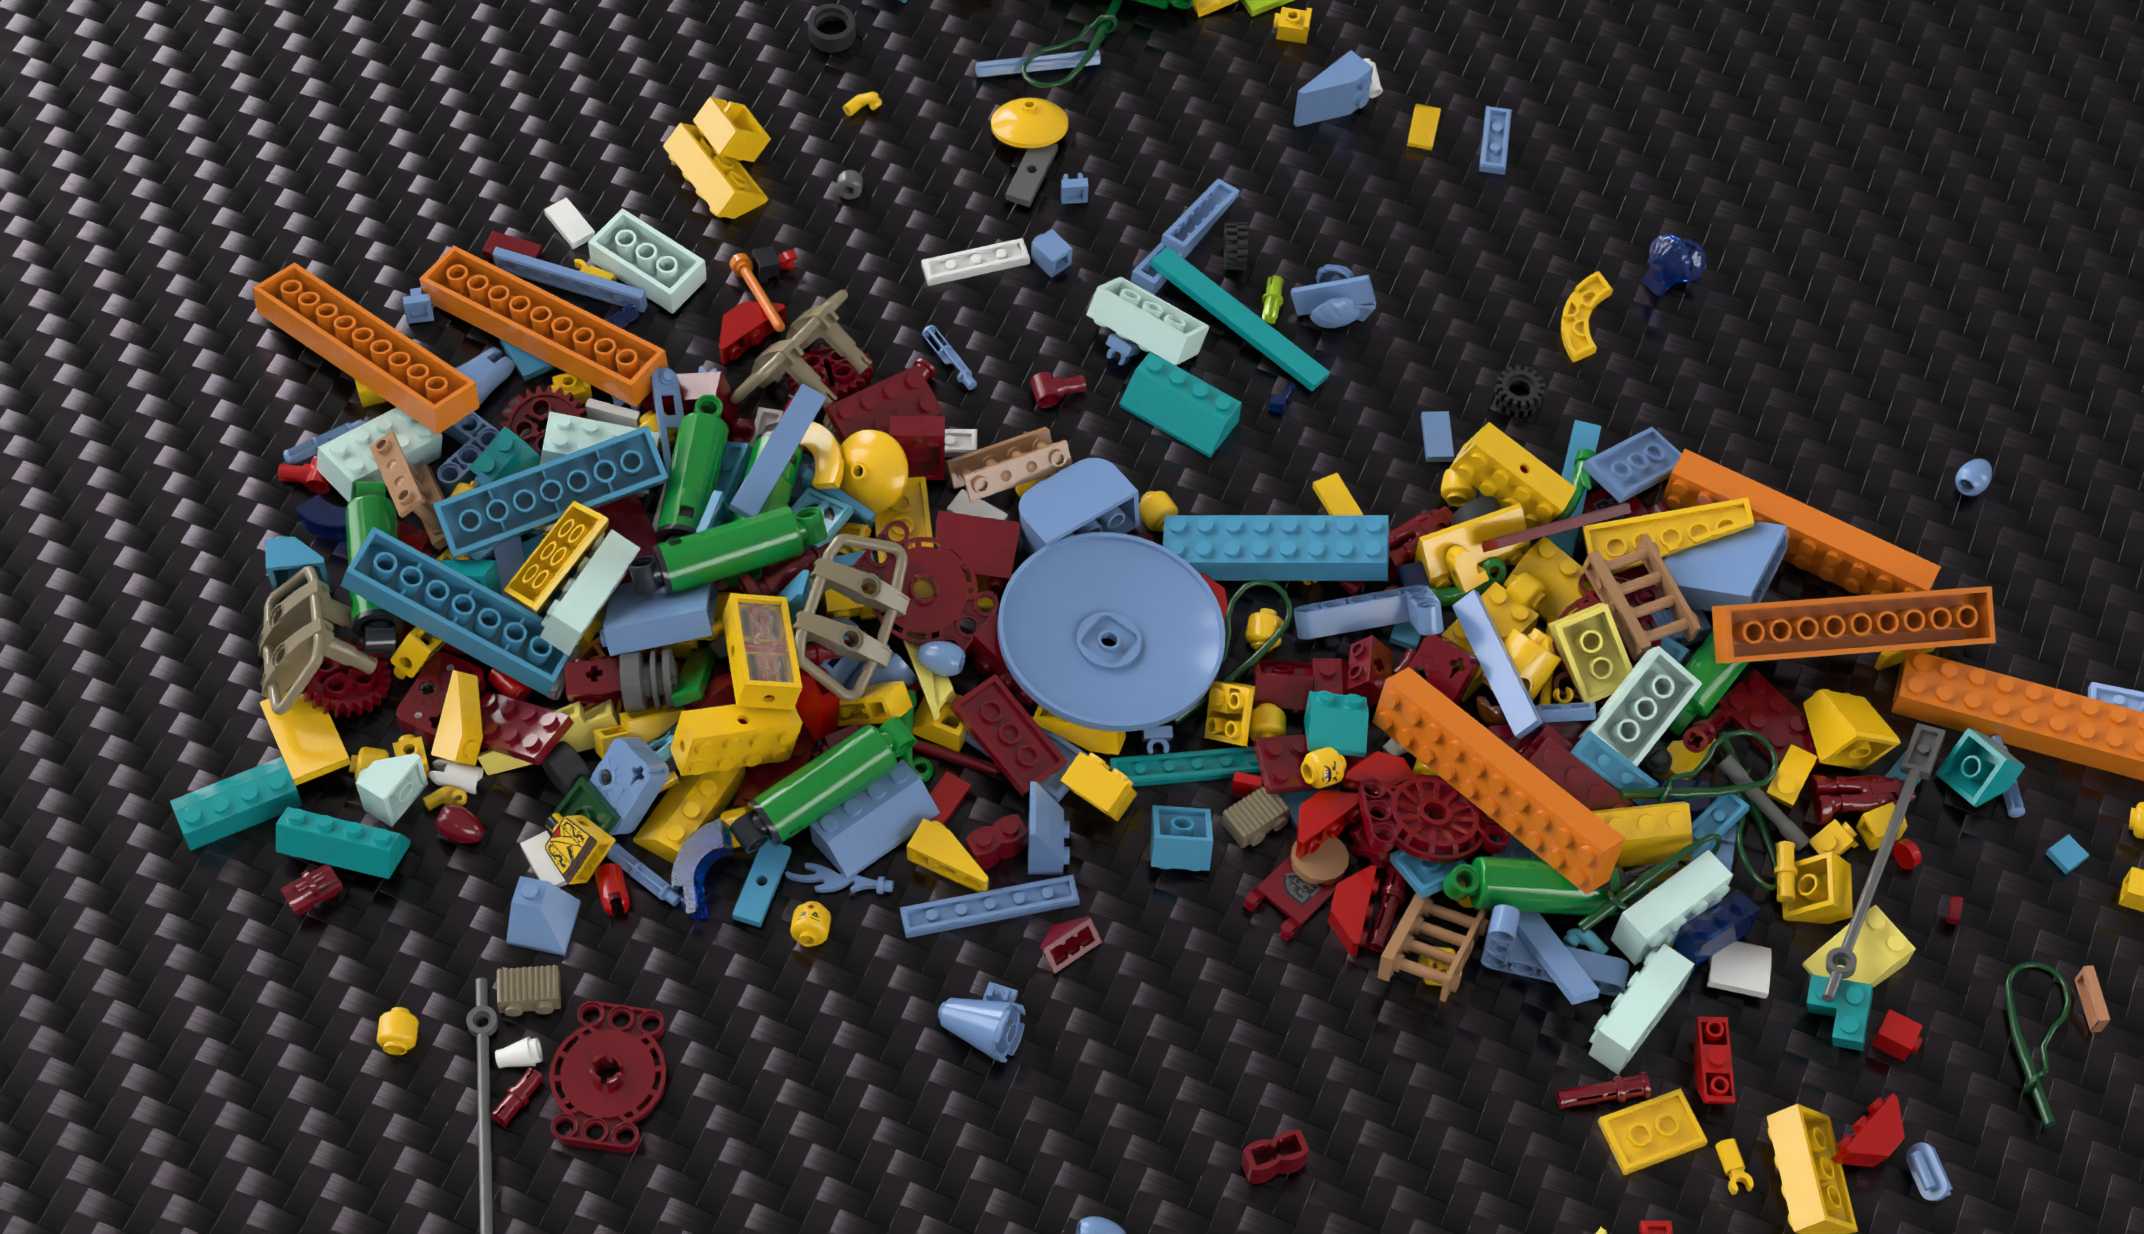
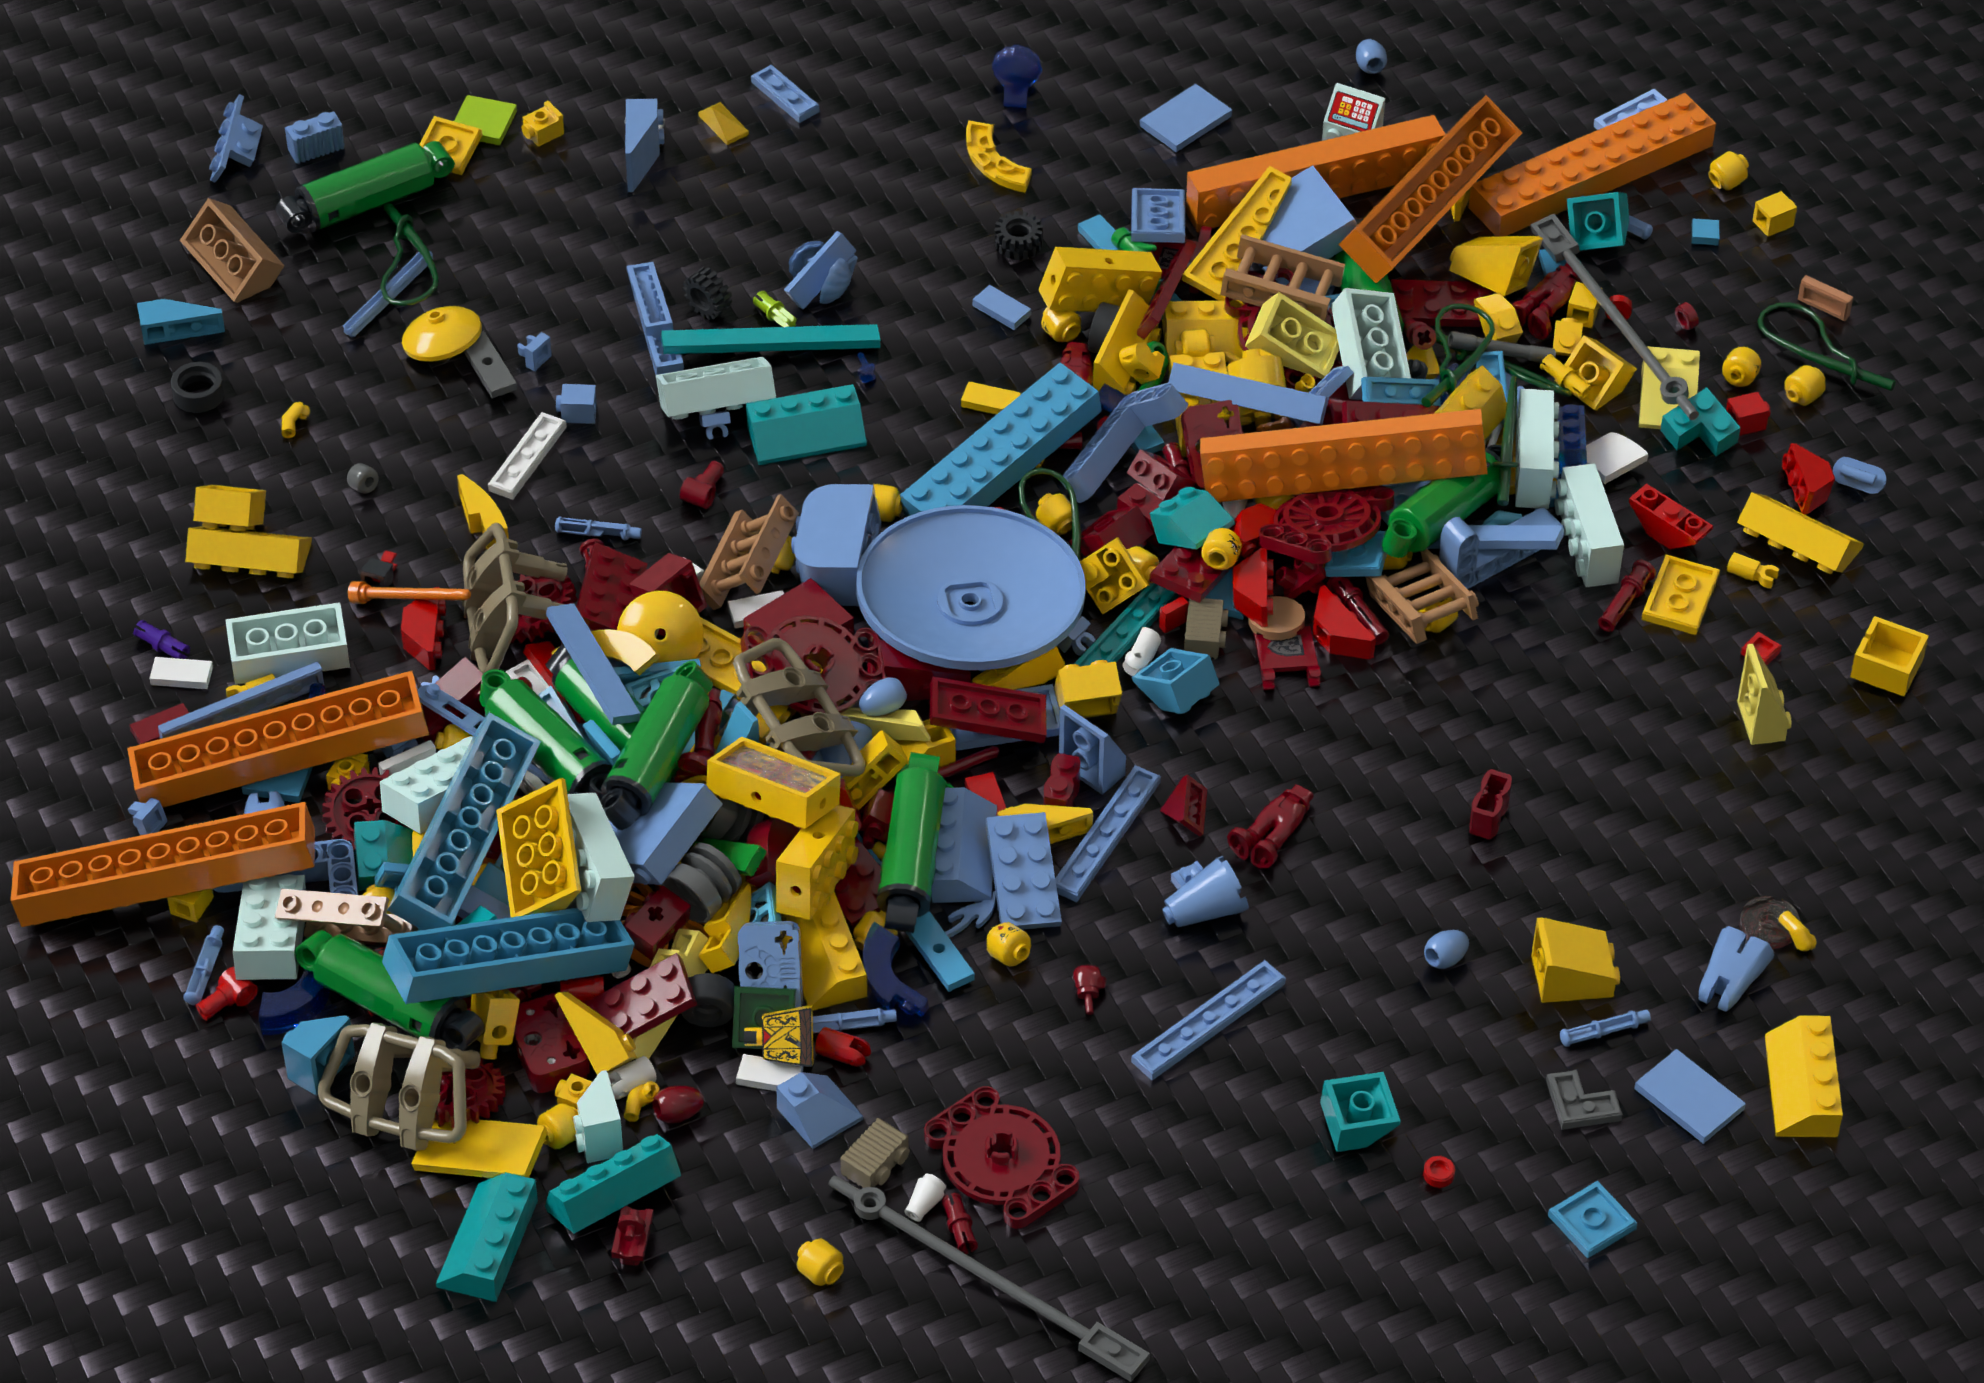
camera: 45 degrees left, 10 degrees down
(584, 189) = (161, 640): none -> dark purple pin
(829, 1005) = (1088, 982): none -> dark red piece
(873, 1118) = (1208, 1020): none -> medium blue tile
(885, 279) = (479, 508): none -> yellow slope
(885, 879) = (1023, 870): none -> medium blue plate
(1122, 1016) = (1283, 815): none -> dark red piece
(1187, 792) = (1142, 651): none -> white piece
(1767, 405) = (1185, 117): none -> medium blue tile
(1887, 513) = (1352, 112): none -> slope
(1944, 992) = (1741, 366): none -> yellow head
(1978, 1055) = (1805, 385): none -> yellow head

